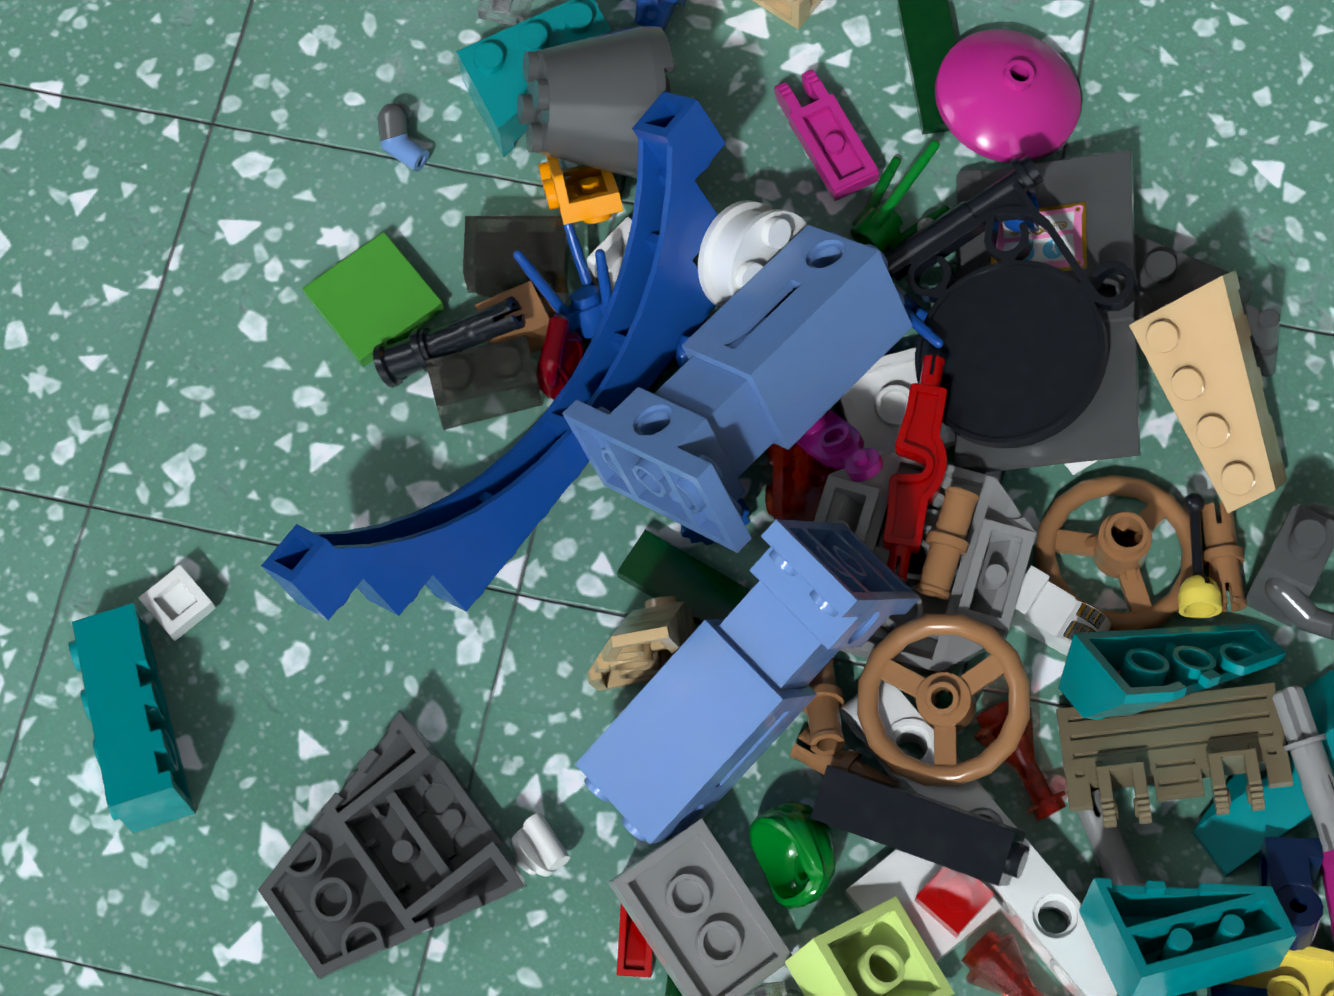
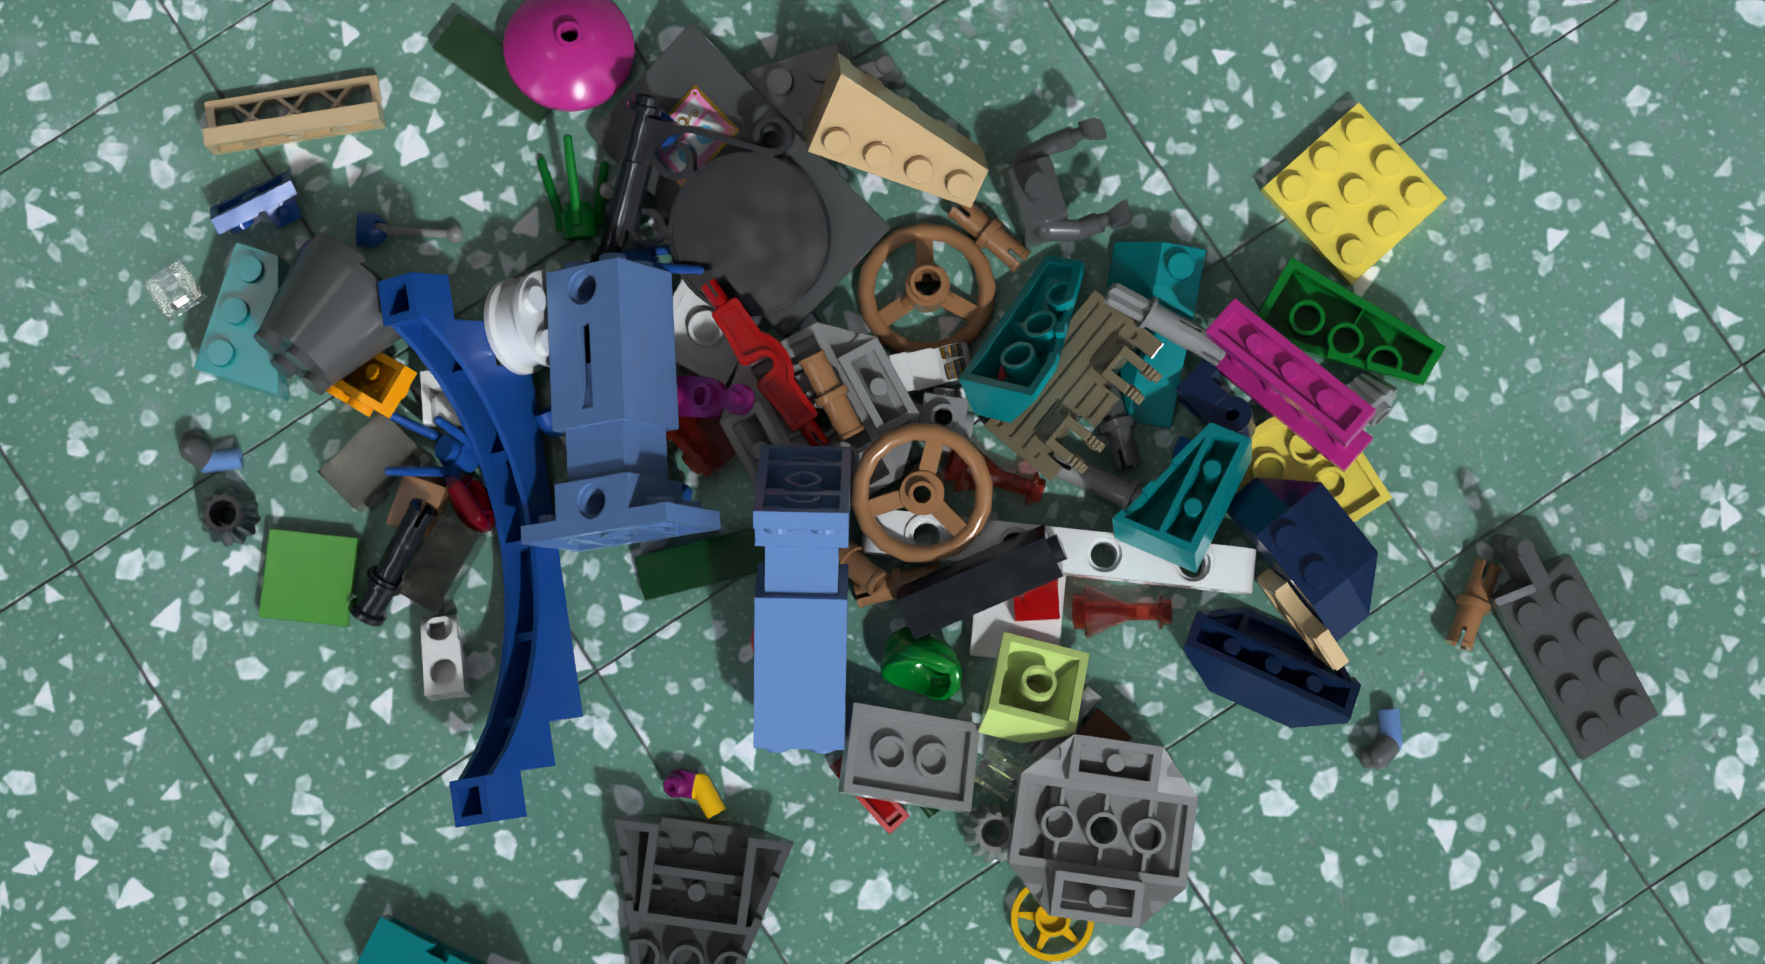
camera: 55 degrees left, 15 degrees up
(177, 603) = (400, 886): white plate -> none
(364, 193) = (243, 523): none -> black piece
(406, 459) = (443, 658): none -> white leg
(497, 766) = (695, 786): none -> arm
(538, 848) = (771, 810): white plate -> none
(642, 644) = (717, 630): tan wedge -> none
(707, 87) = (373, 230): none -> hinge
(828, 138) = (484, 188): dark pink hinge -> none
(1044, 659) = (948, 401): none -> light grey brick
(1176, 827) = (1118, 430): none -> dark grey pin
(1198, 594) = (999, 273): light yellow hinge -> none

